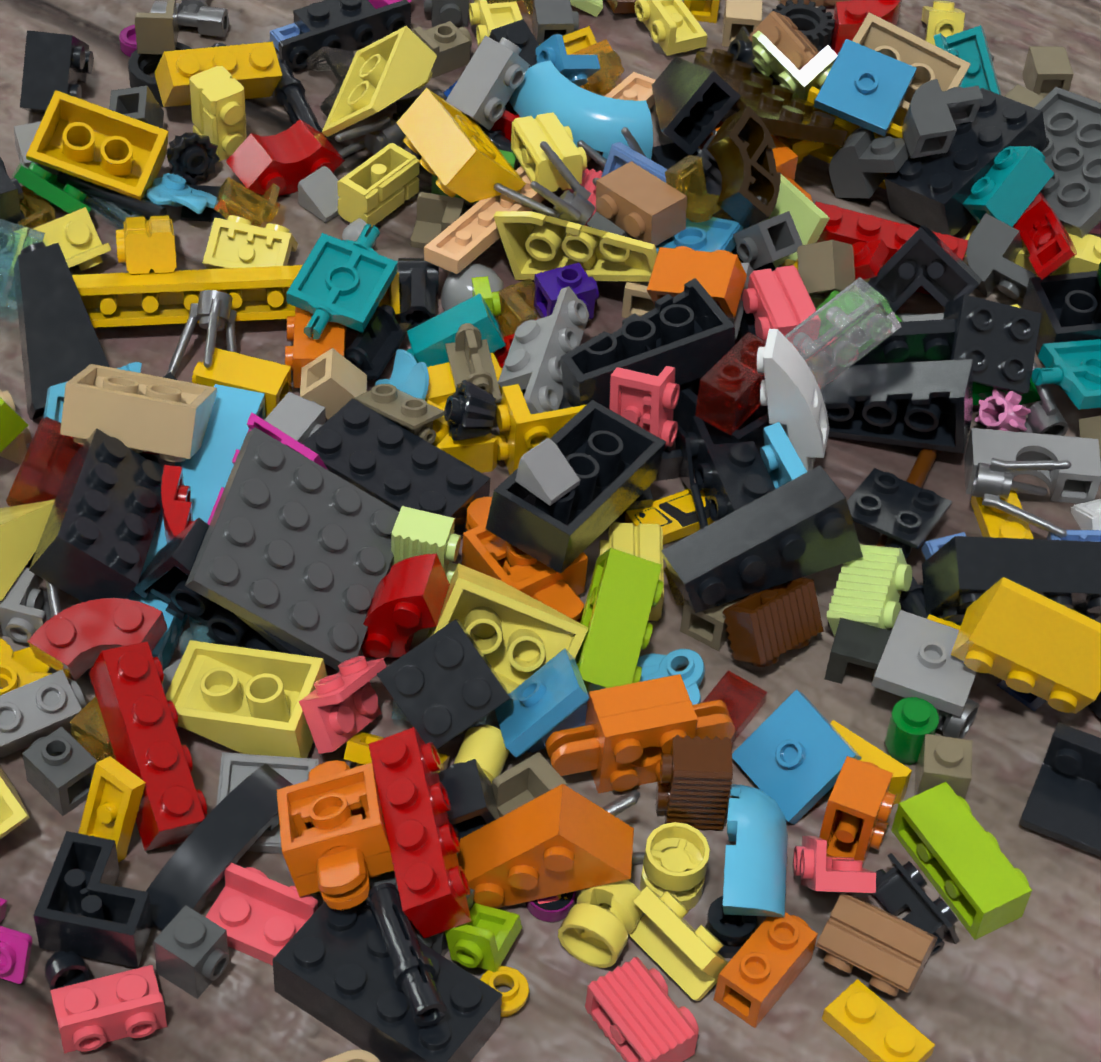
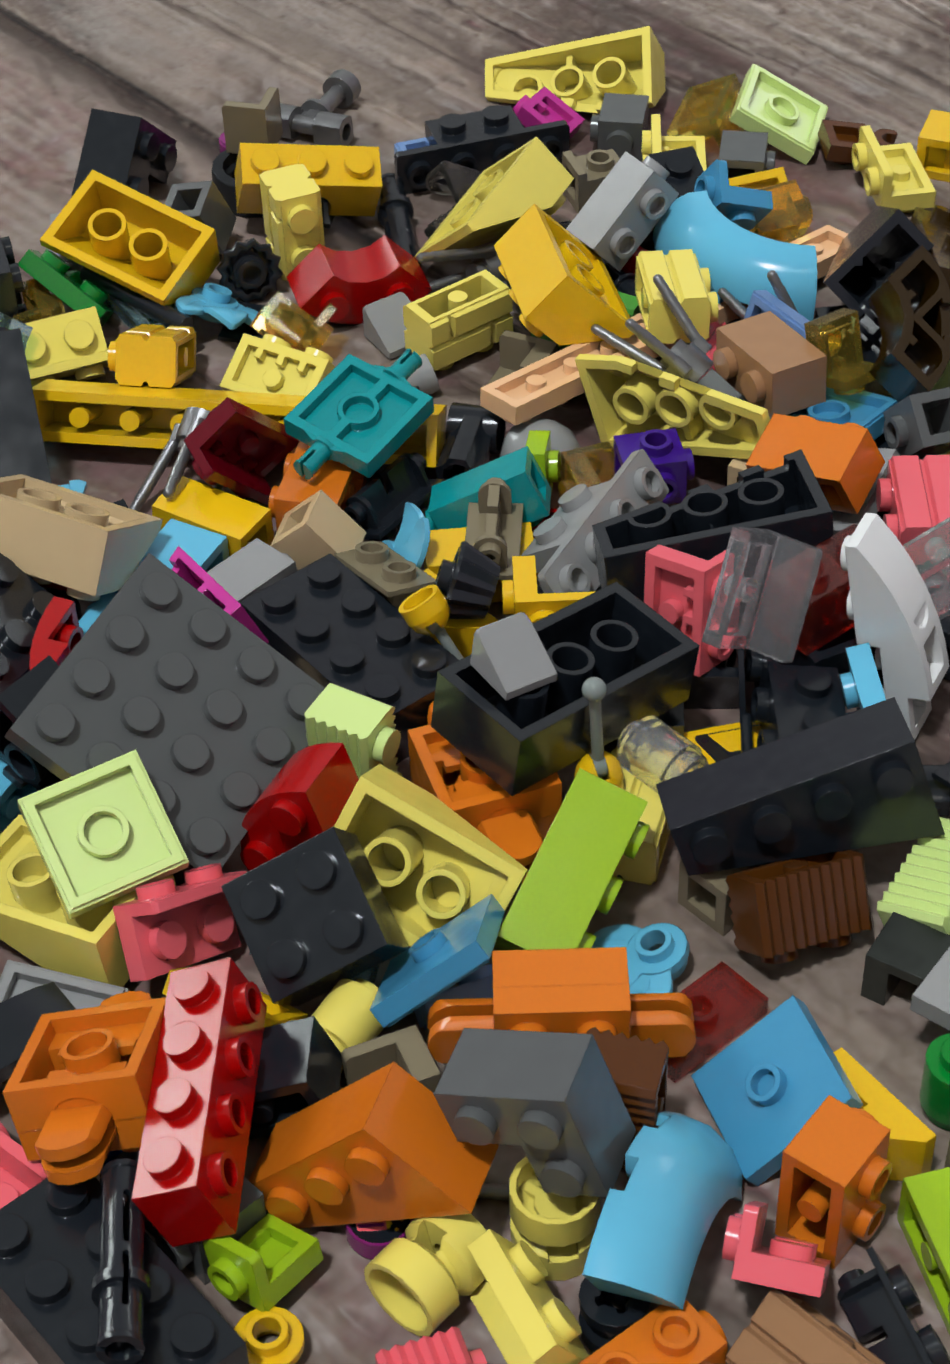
camera: 20 degrees right, 5 degrees down
(250, 318) = (239, 449): none -> dark red bracket
(278, 648) = (102, 833): none -> yellowish green plate
(451, 440) = (428, 614): none -> yellow hinge
(611, 538) = (599, 762): none -> light grey hinge
(652, 526) = (656, 752): none -> clear brick
(665, 790) = (540, 1095): none -> dark grey brick
(701, 396) = (762, 593): none -> clear panel

